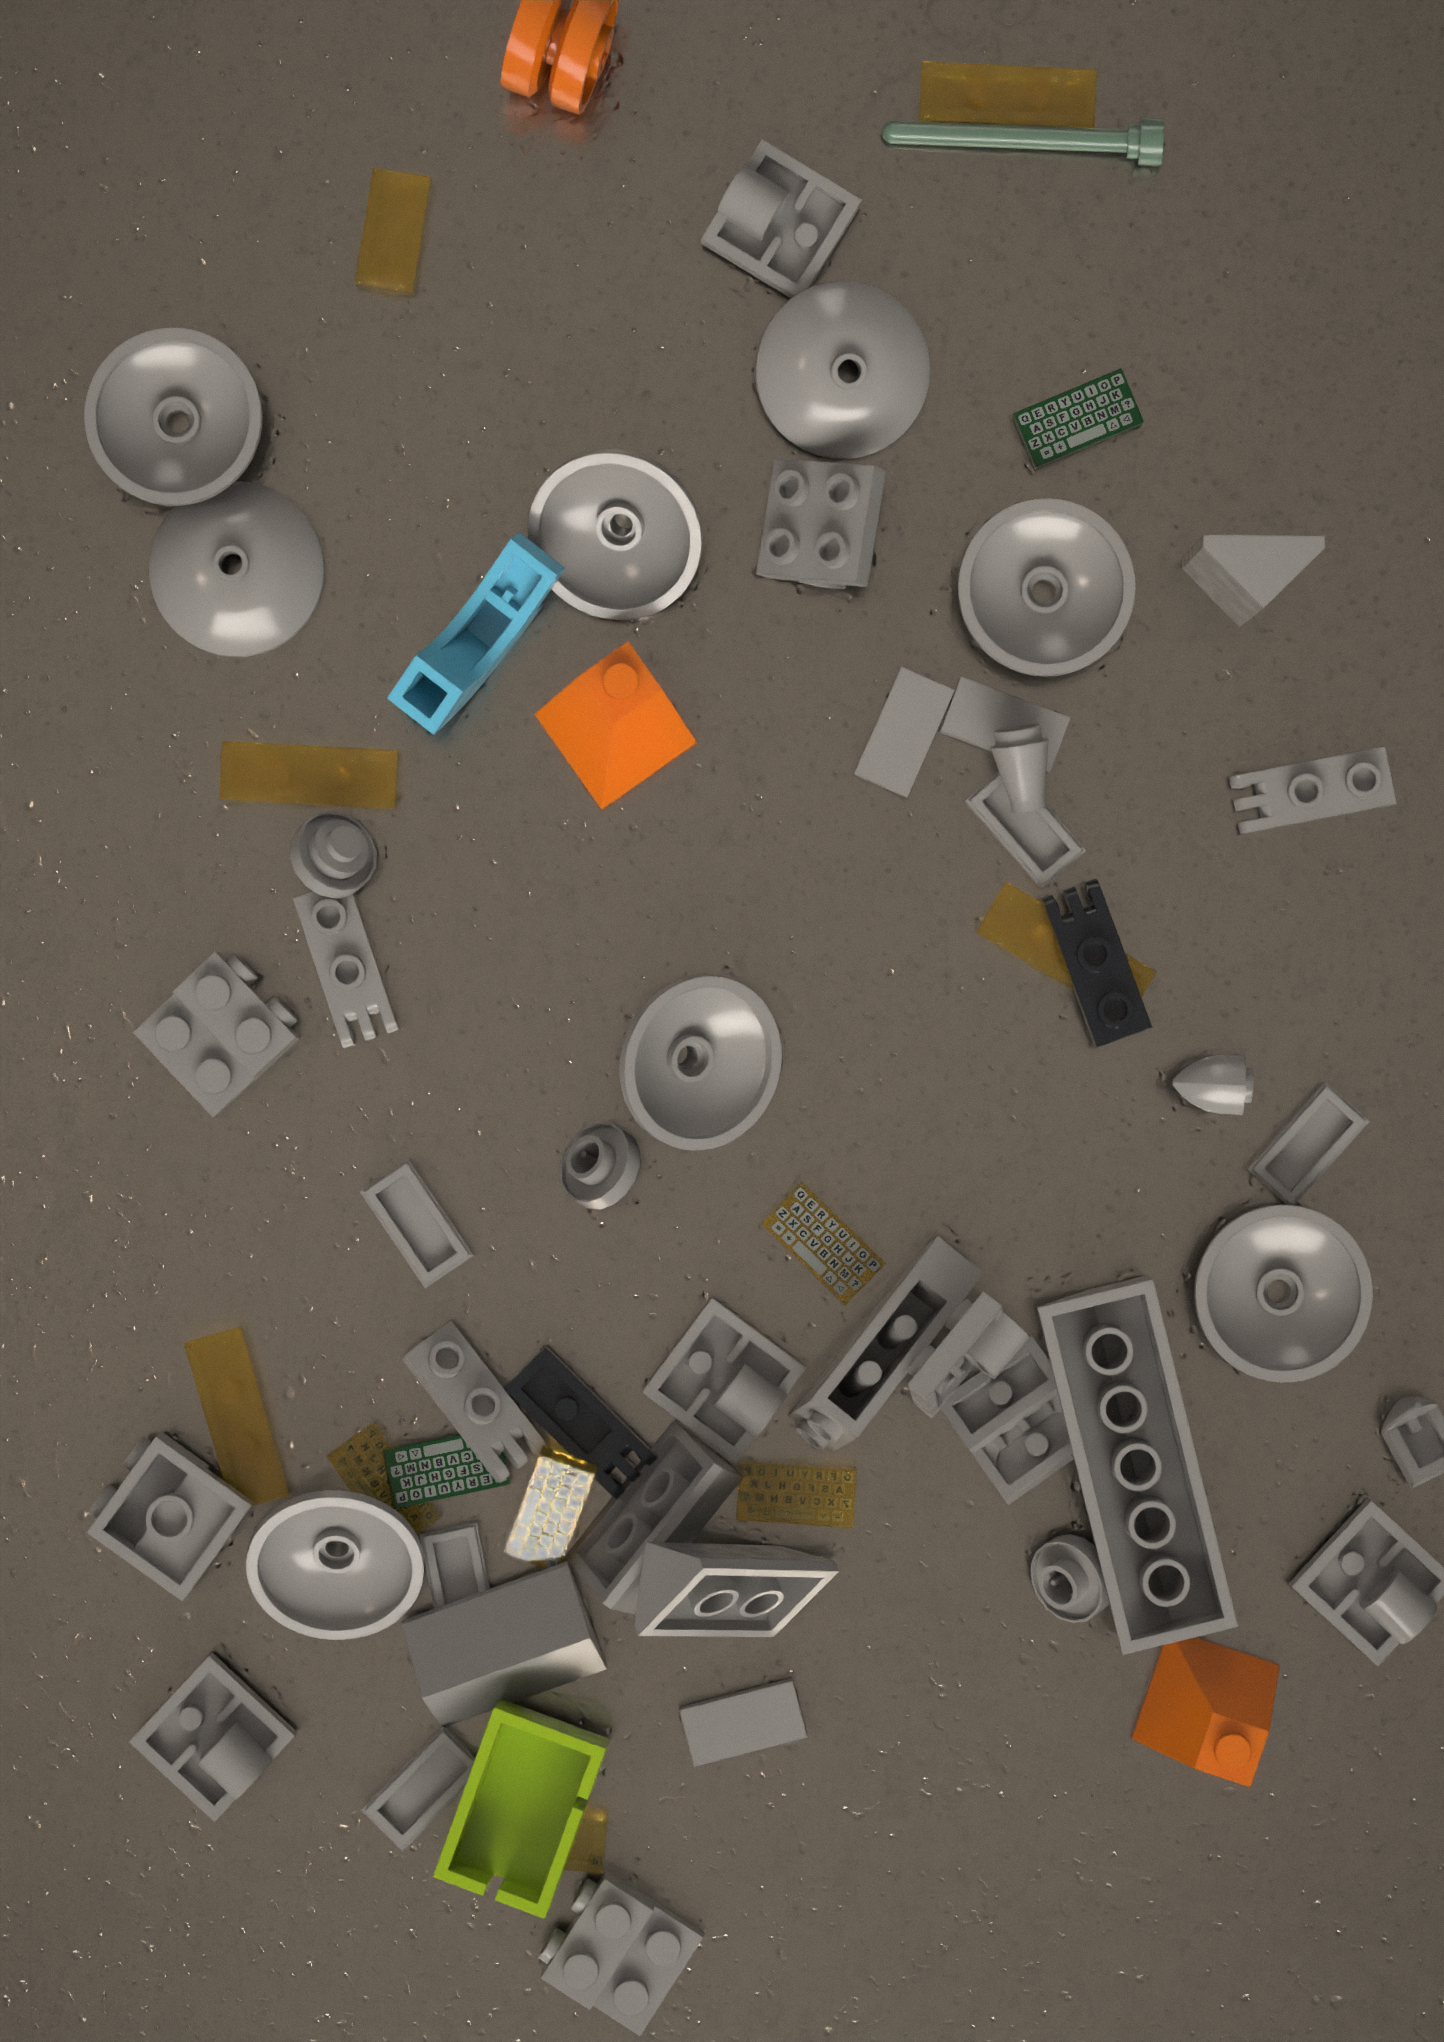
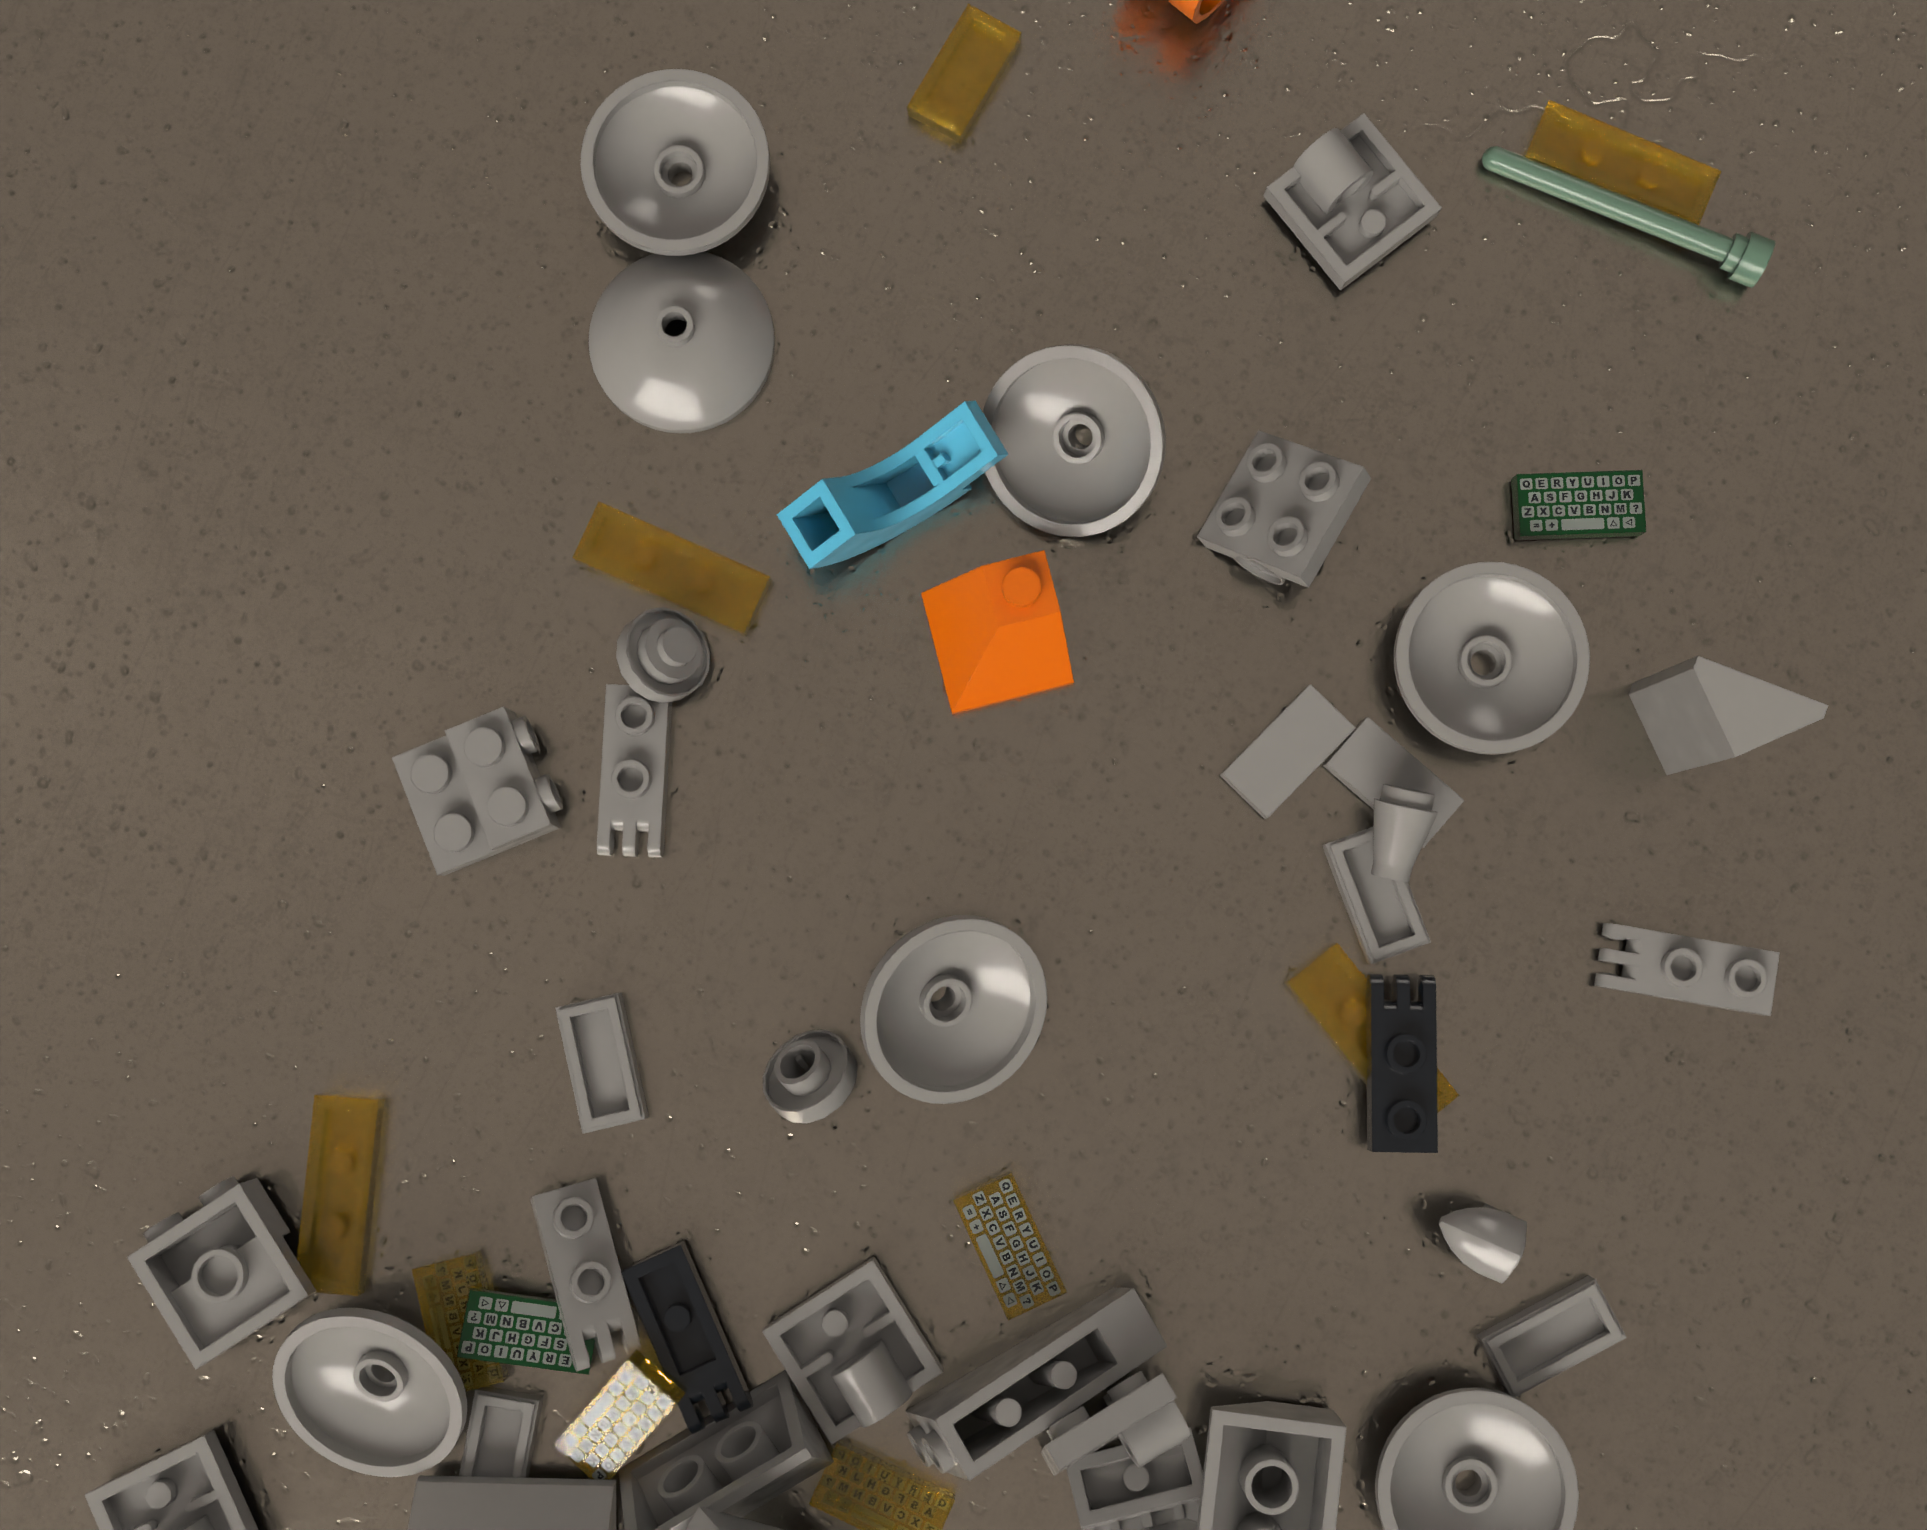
camera: 25 degrees right, 5 degrees down
(801, 362) = (1317, 373): light grey dish -> none

